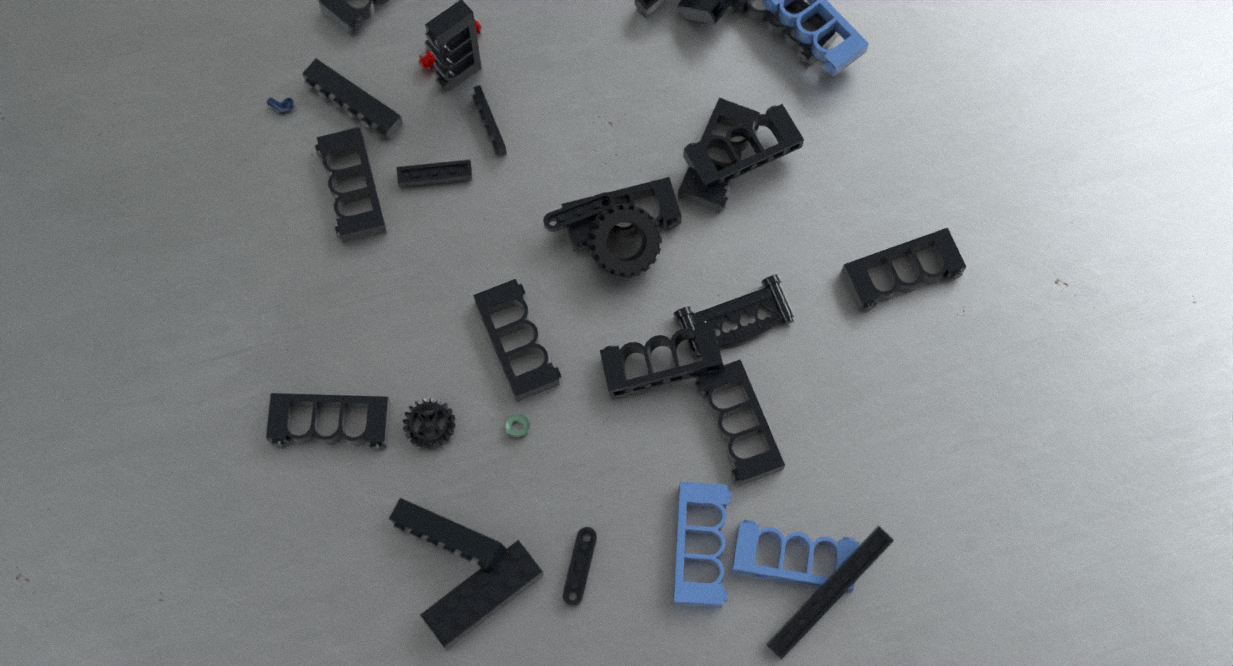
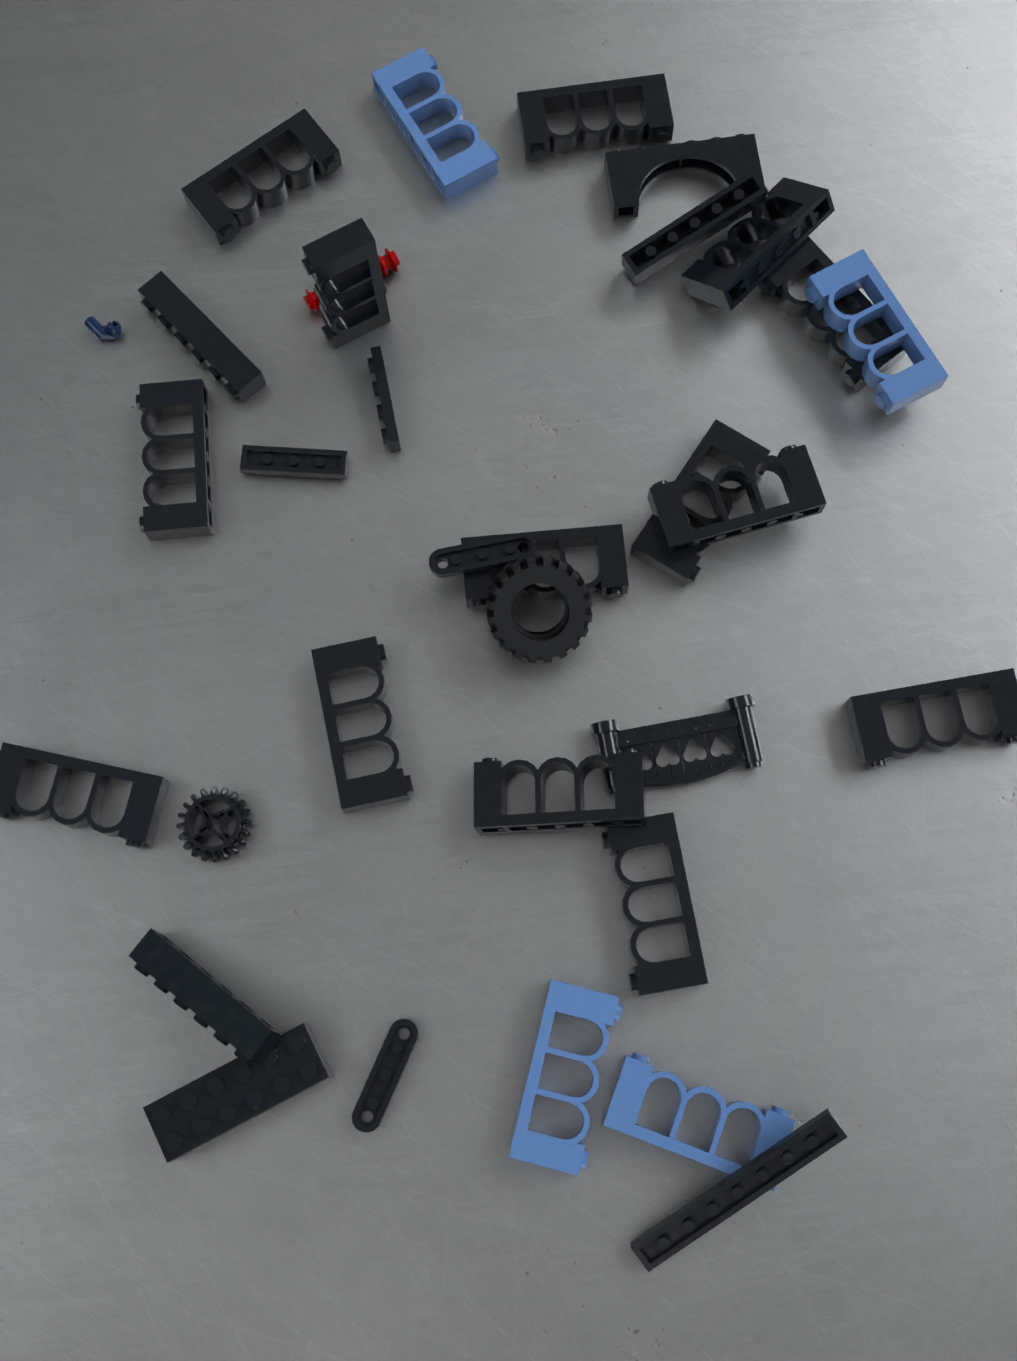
camera: 15 degrees right, 5 degrees up
(517, 418) = (333, 839): sand green piece -> none

